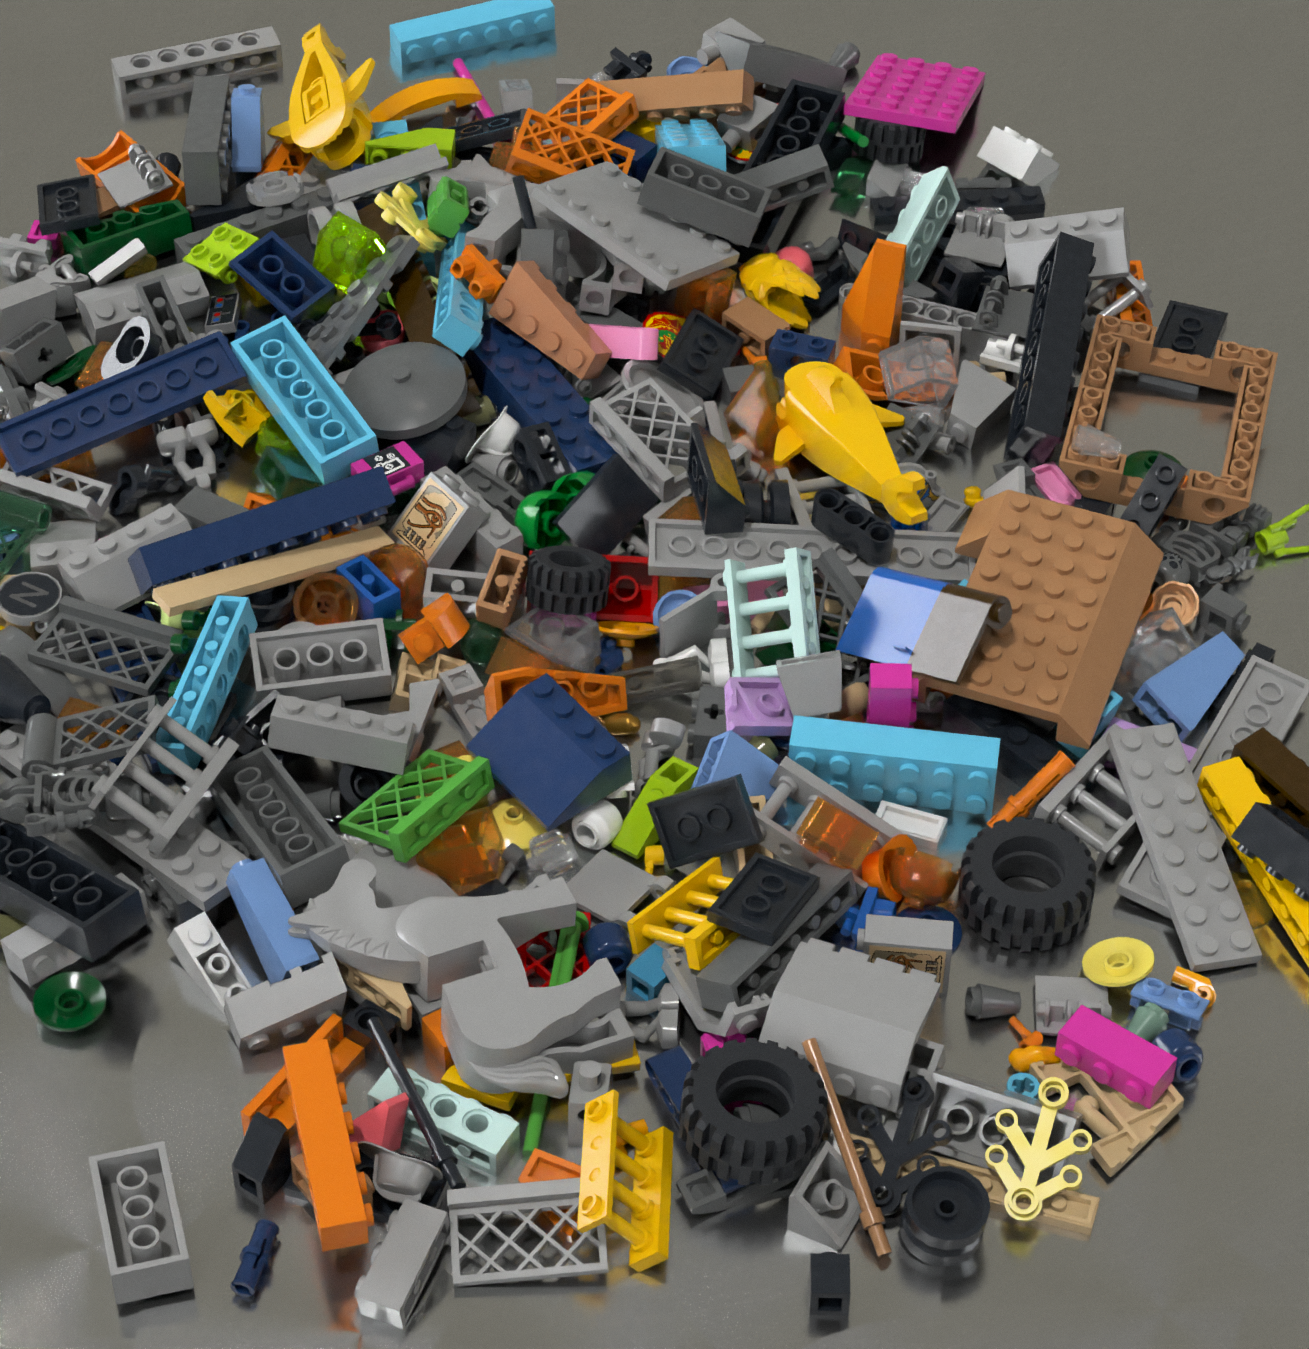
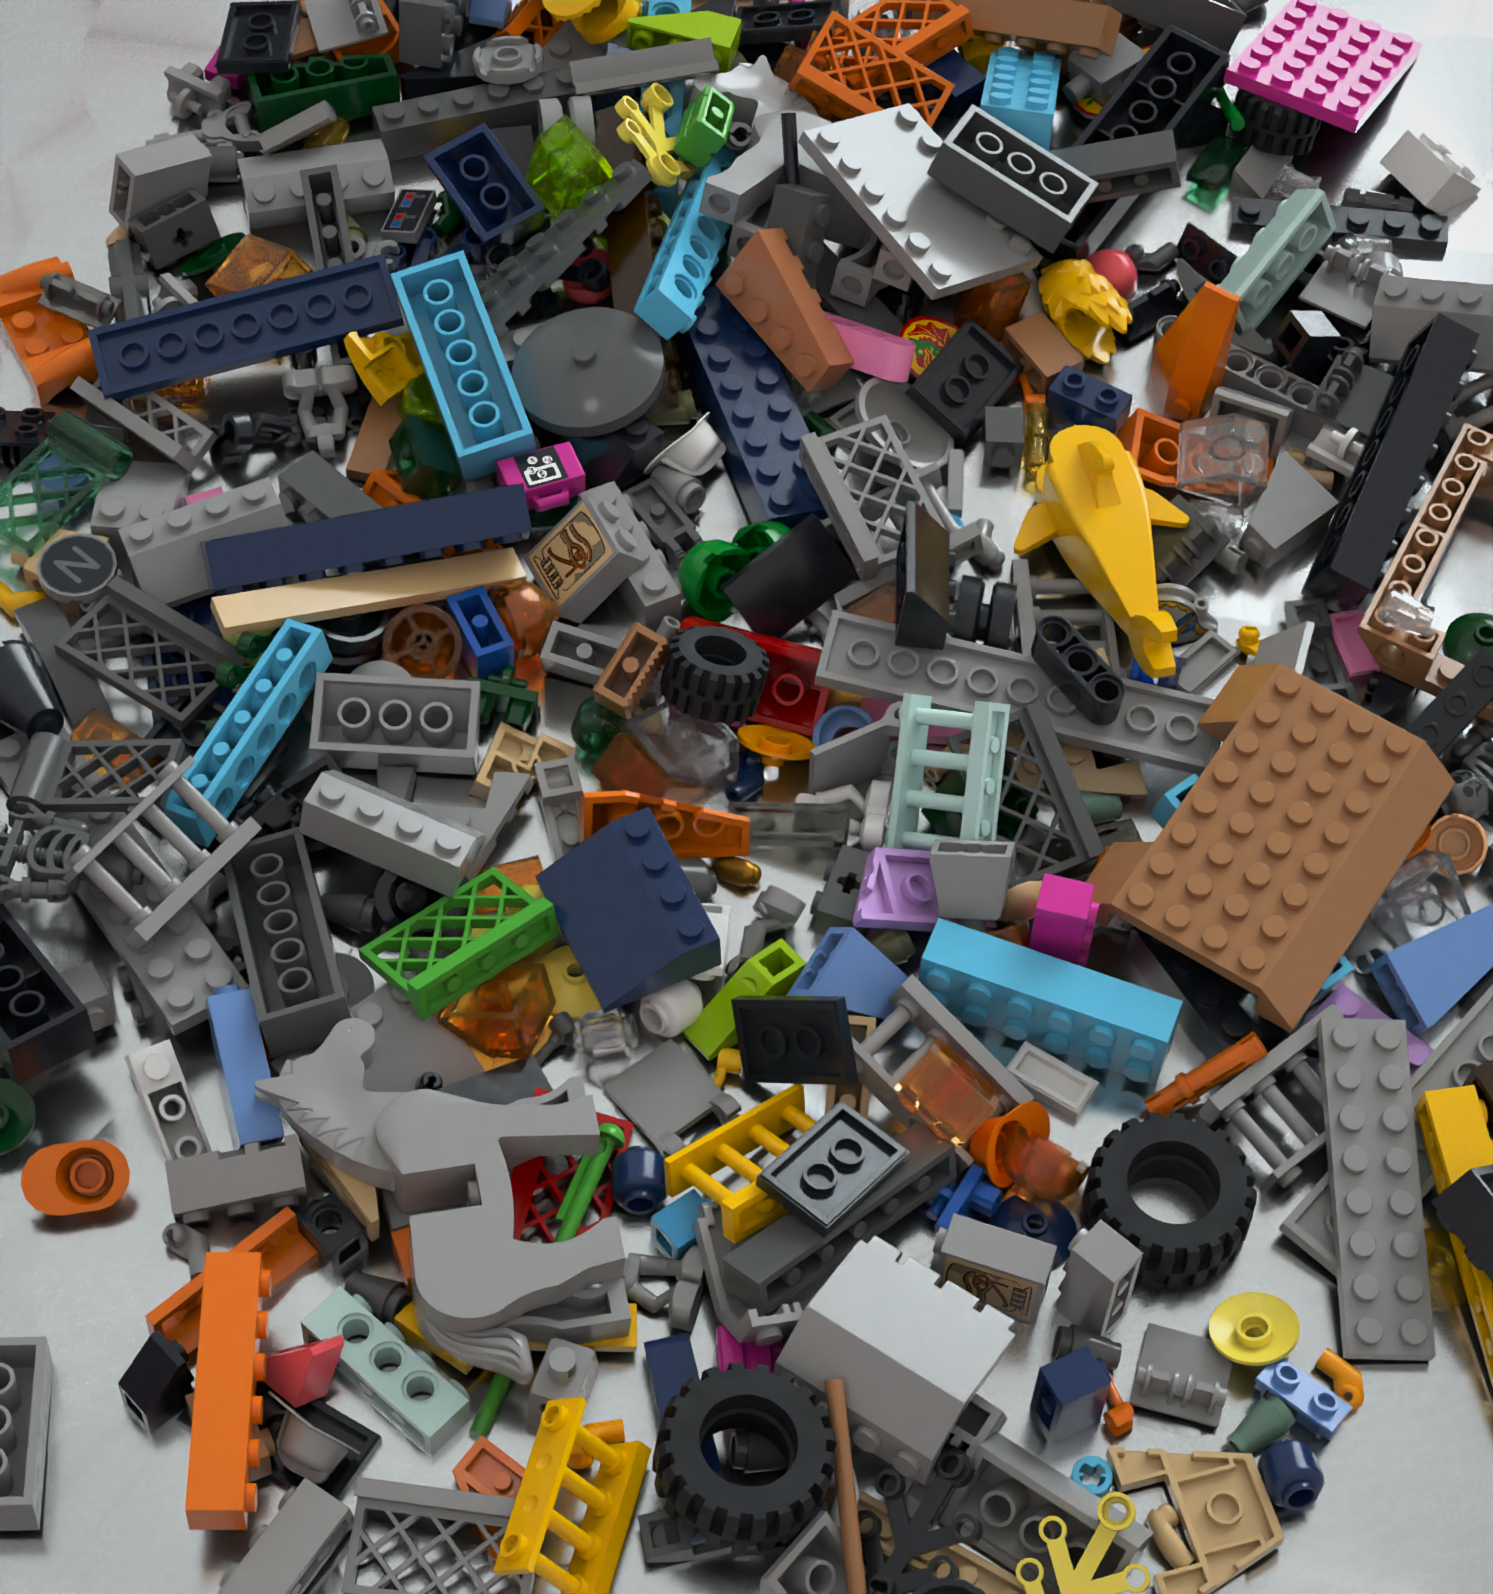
camera: 10 degrees right, 10 degrees up
(132, 347) = (276, 256): black piece -> none
(153, 1027) = (75, 1177): none -> orange piece
(218, 250) = (418, 135): lime hinge -> none
(241, 472) = (372, 444): none -> medium nougat tile
(255, 1258) = (119, 1506): dark blue pin -> none
(256, 1063) = (188, 1244): none -> light grey arm
(257, 307) = (450, 219): none -> dark green arm
(427, 1065) = (383, 1295): none -> dark grey cone
(440, 627) = (551, 703): orange brick -> none
(442, 1154) = (365, 1428): black bar -> none
(480, 273) = (716, 232): orange hips -> none
(539, 457) = (730, 492): black brick -> none
(753, 417) = (1005, 481): clear orange slope -> none
(921, 623) = (1123, 829): door -> none
(990, 1029) = (1070, 1393): none -> dark blue brick
(991, 940) = (1098, 1278): none -> light grey brick
(1022, 1058) = (1103, 1436): light orange arm -> none
(1115, 1056) = (1211, 1466): dark pink brick -> none

